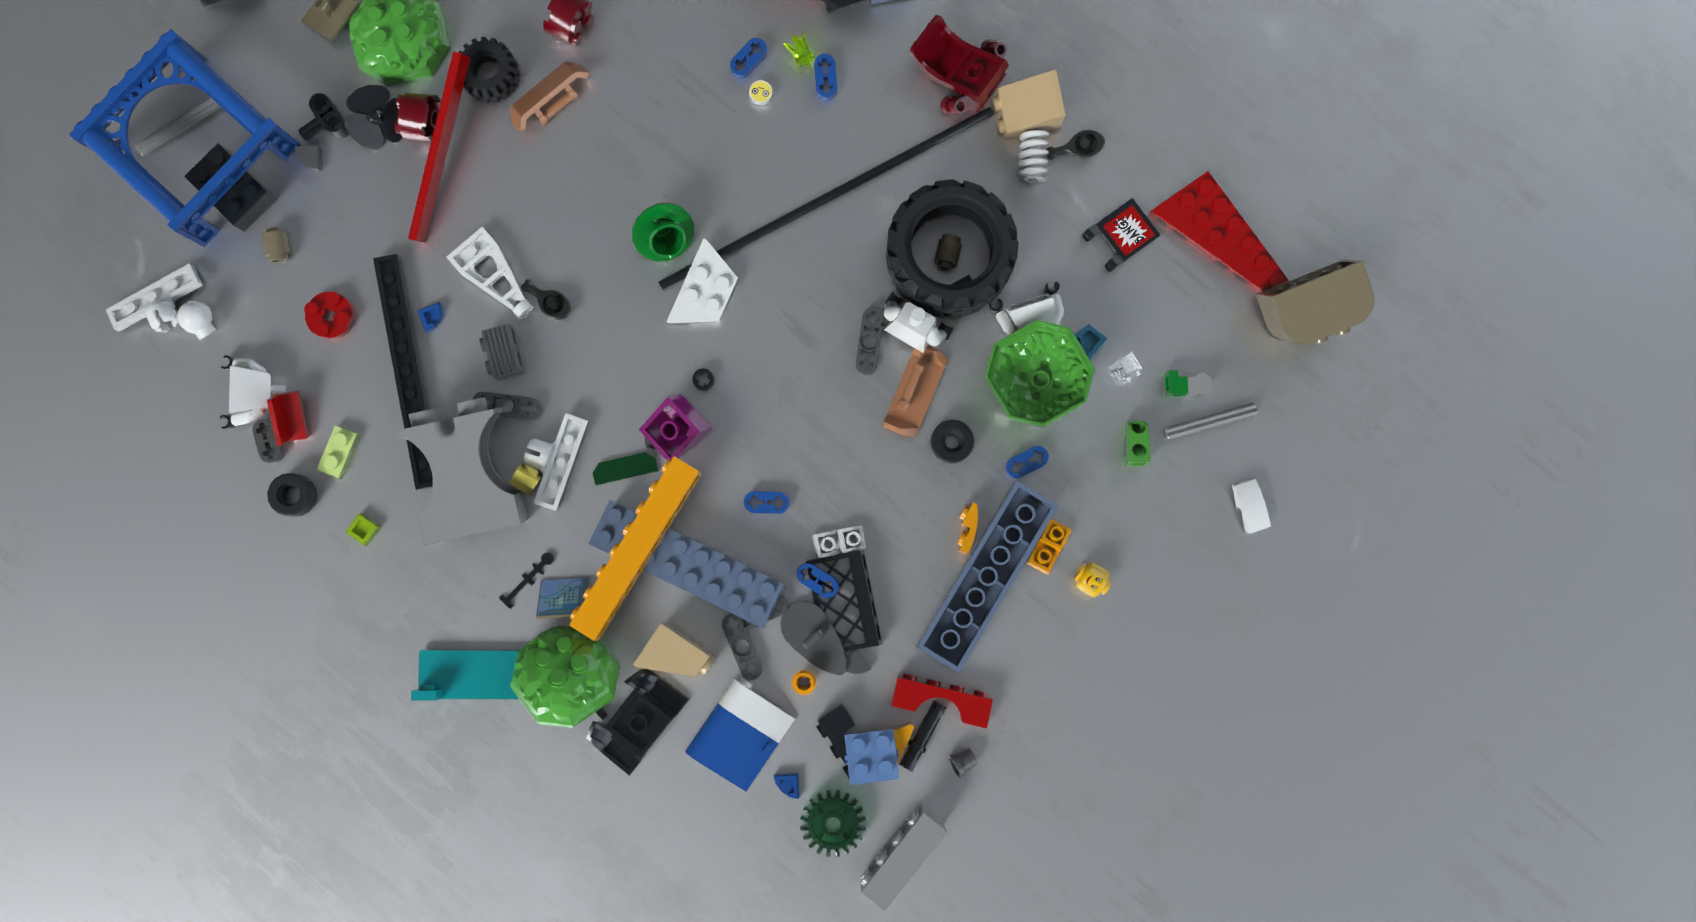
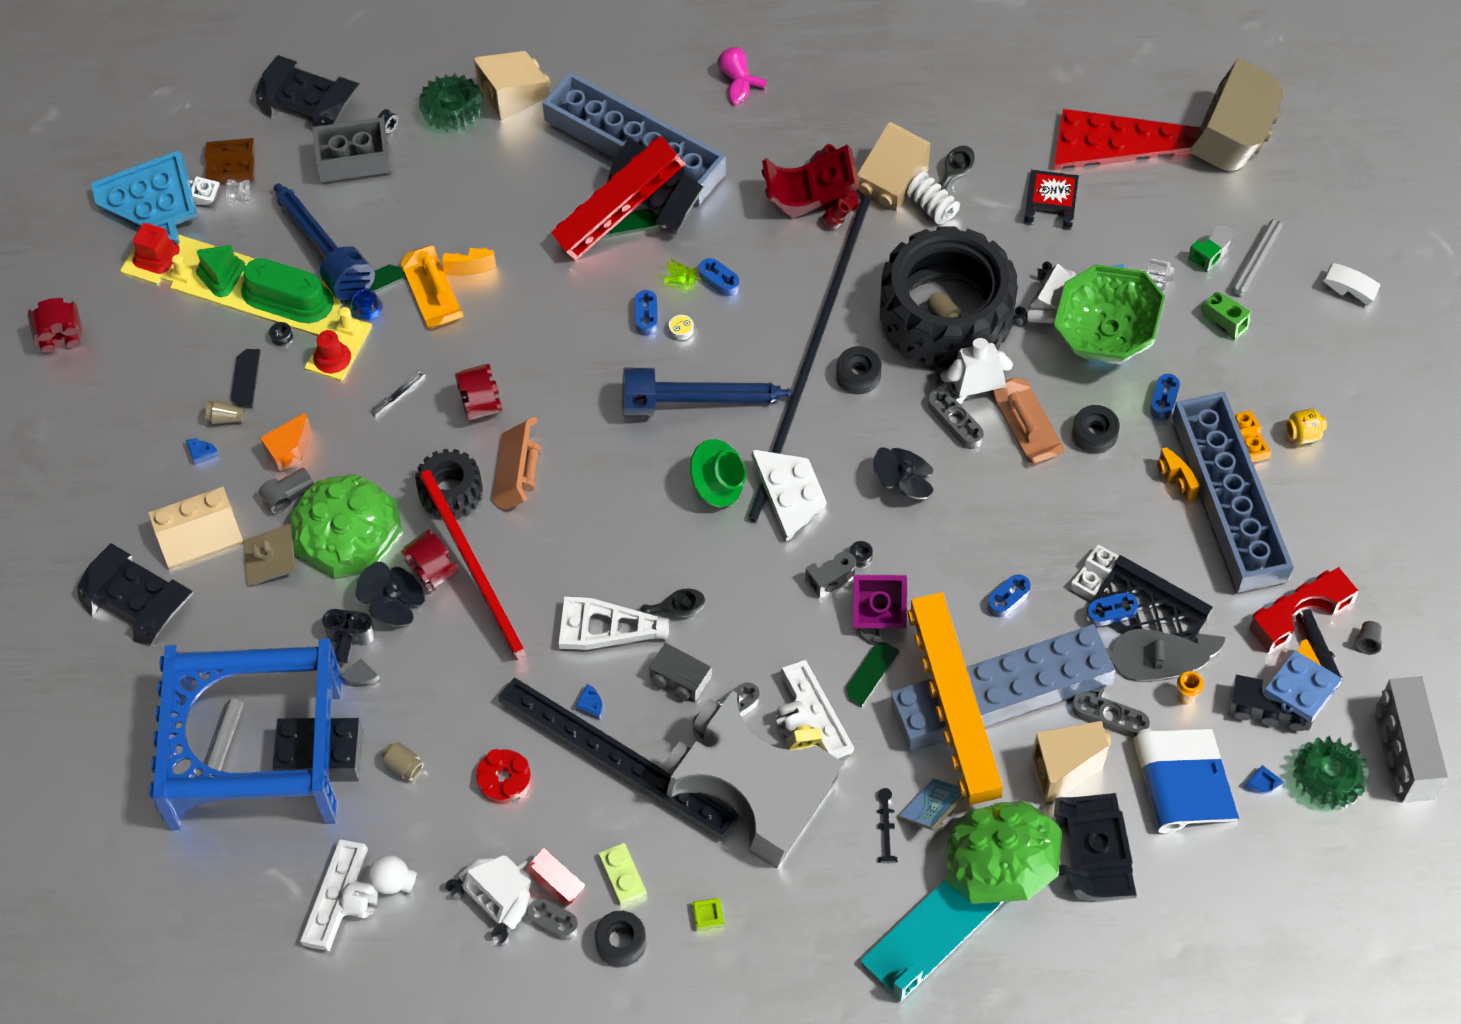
camera: 45 degrees left, 25 degrees down
(669, 378) = (831, 575): none -> dark grey leg
(676, 121) = (642, 392): none -> dark blue piece
(789, 343) = (899, 469): none -> black piece
(845, 229) = (858, 357): none -> black tyre

